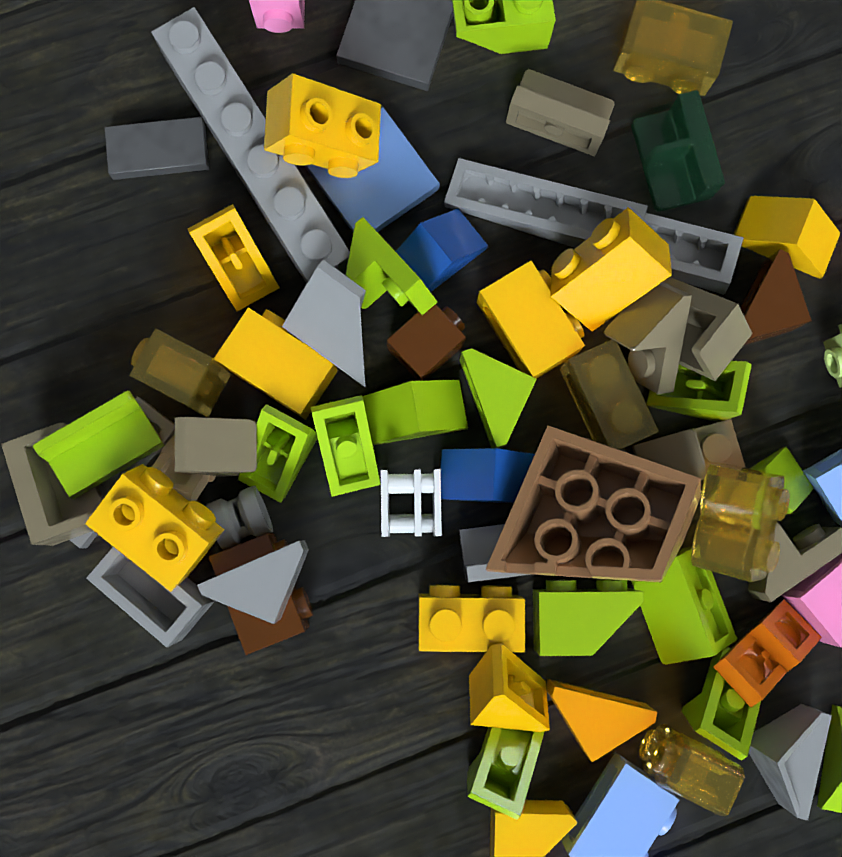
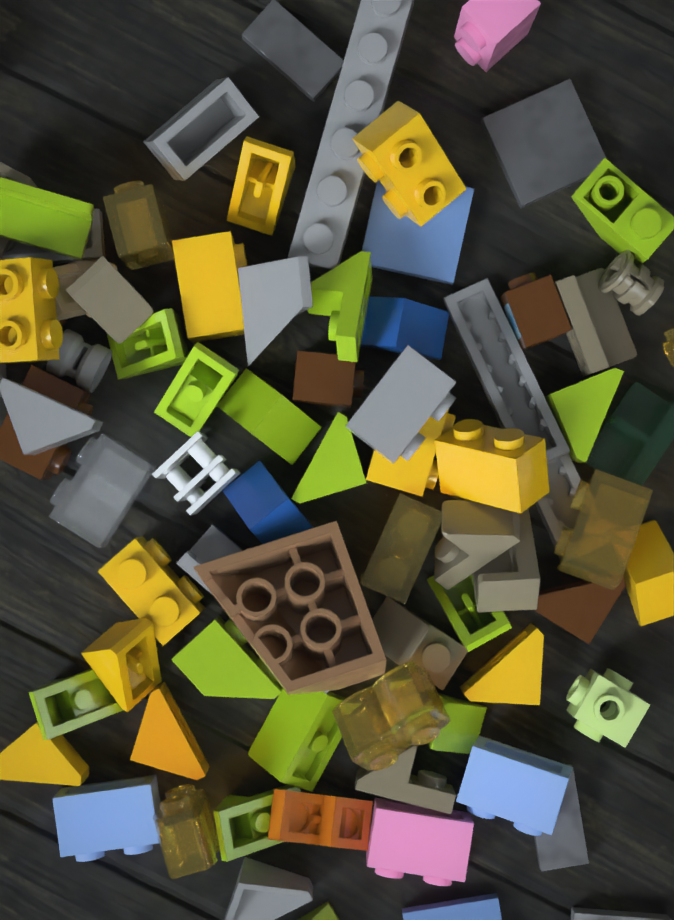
camera: 50 degrees right, 5 degrees up
(150, 262) = (201, 129): none -> light grey brick
(355, 592) = (101, 489): none -> clear brick
(504, 294) = (401, 406): none -> light grey brick
(515, 140) = (534, 310): none -> reddish brown brick
(559, 55) = (631, 283): none -> dark tan bush
(624, 169) = (582, 410): none -> lime slope
(734, 229) = (603, 529): none -> clear yellow brick
(777, 401) = (512, 673): none -> yellow slope

